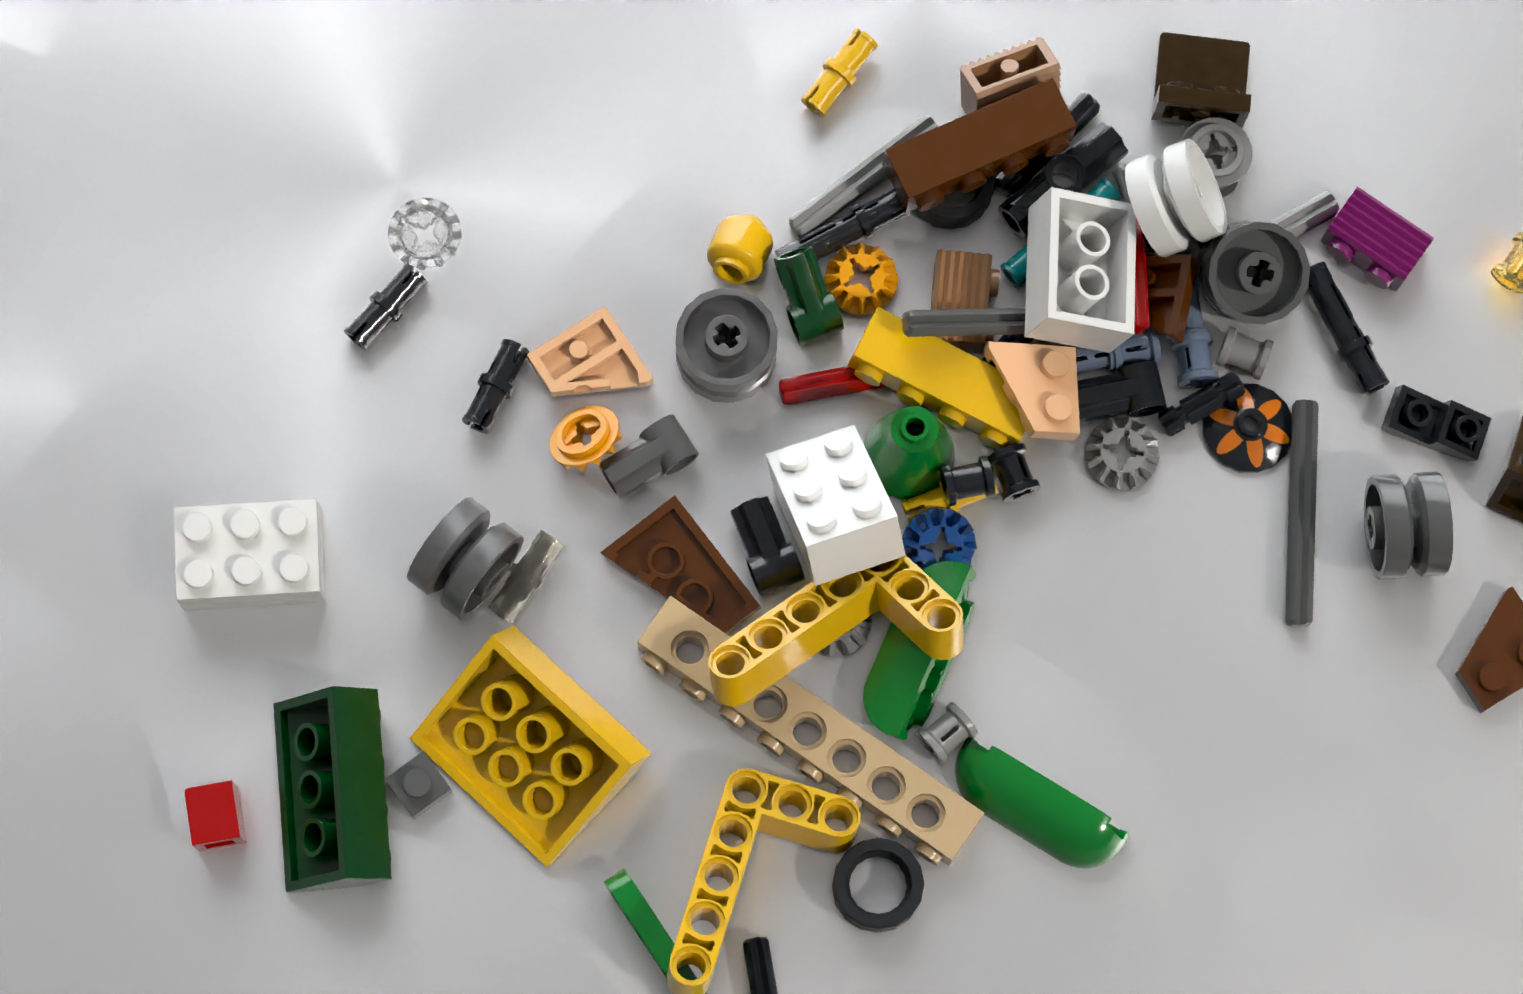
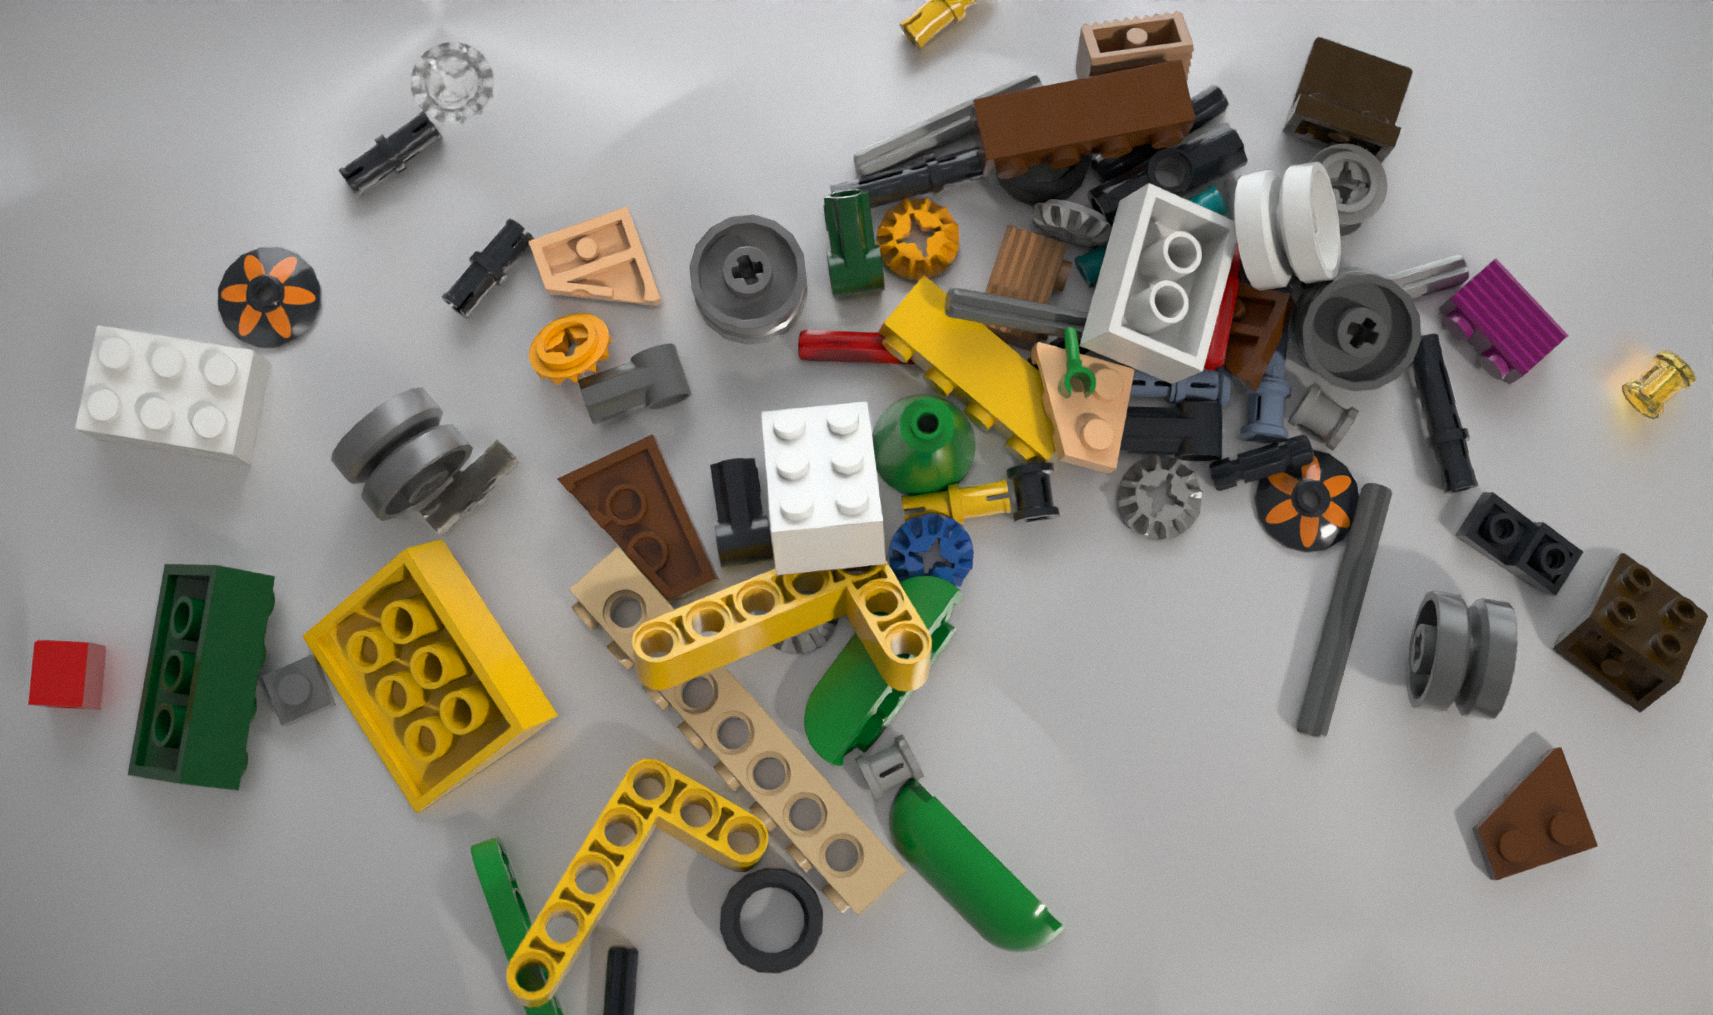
camera: 15 degrees right, 5 degrees up
(311, 475) = (289, 309): none -> black dish
(739, 249) = (791, 175): yellow head -> none
(967, 481) = (977, 493): black bush -> none
(991, 235) = (1072, 222): none -> light grey gear
(1025, 356) = (1074, 367): none -> green hand

